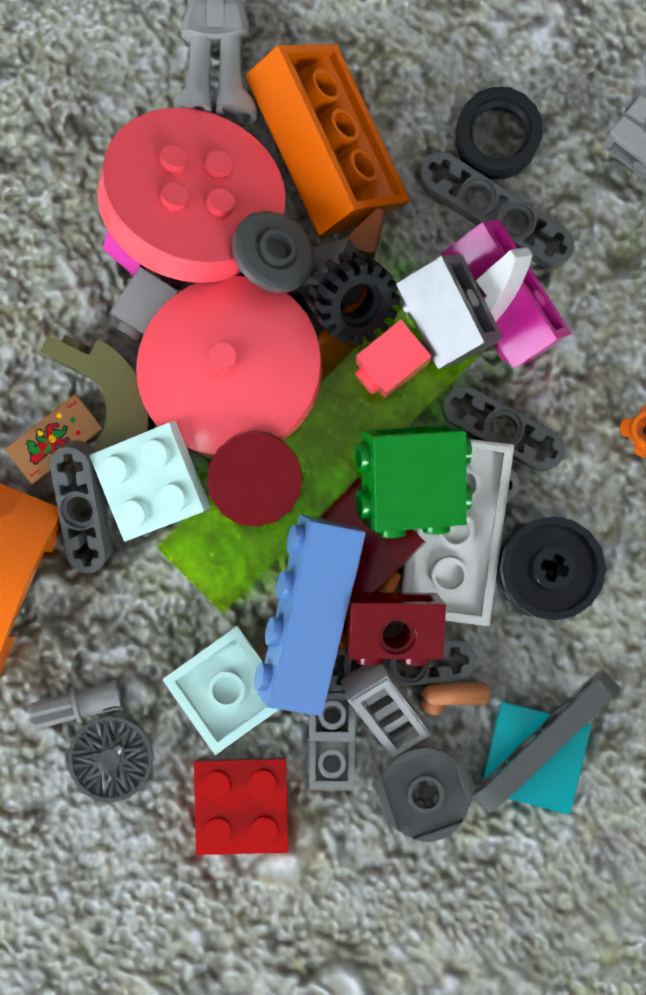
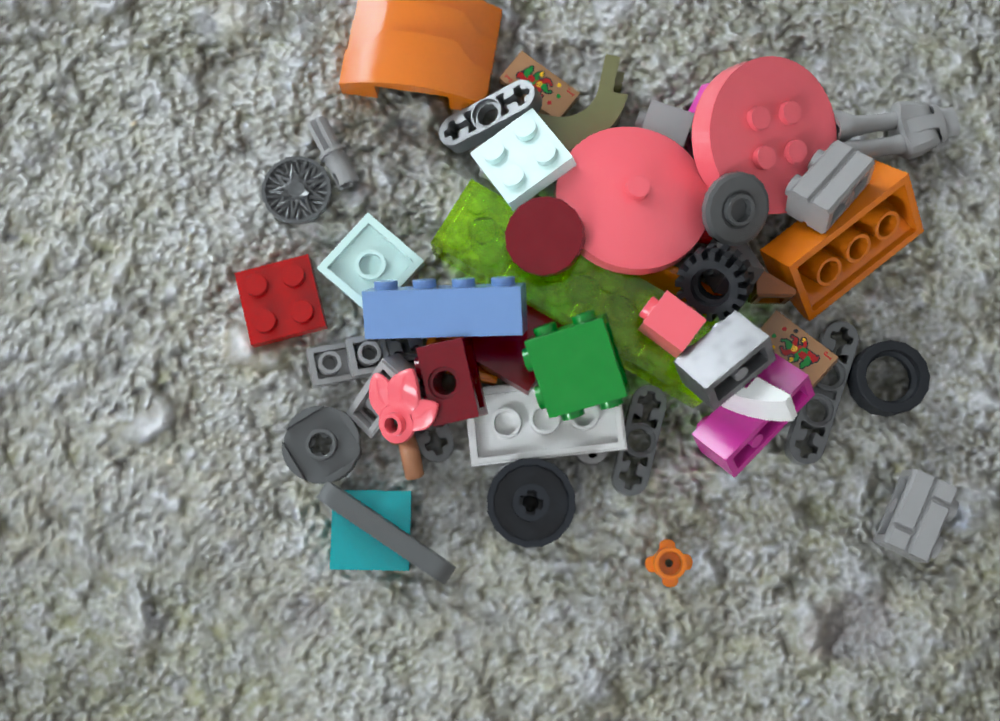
camera: 70 degrees right, 5 degrees down
(270, 139) = (828, 186): none -> light grey brick
(404, 690) = (401, 401): none -> coral plate
(440, 226) = (799, 347): none -> medium nougat tile

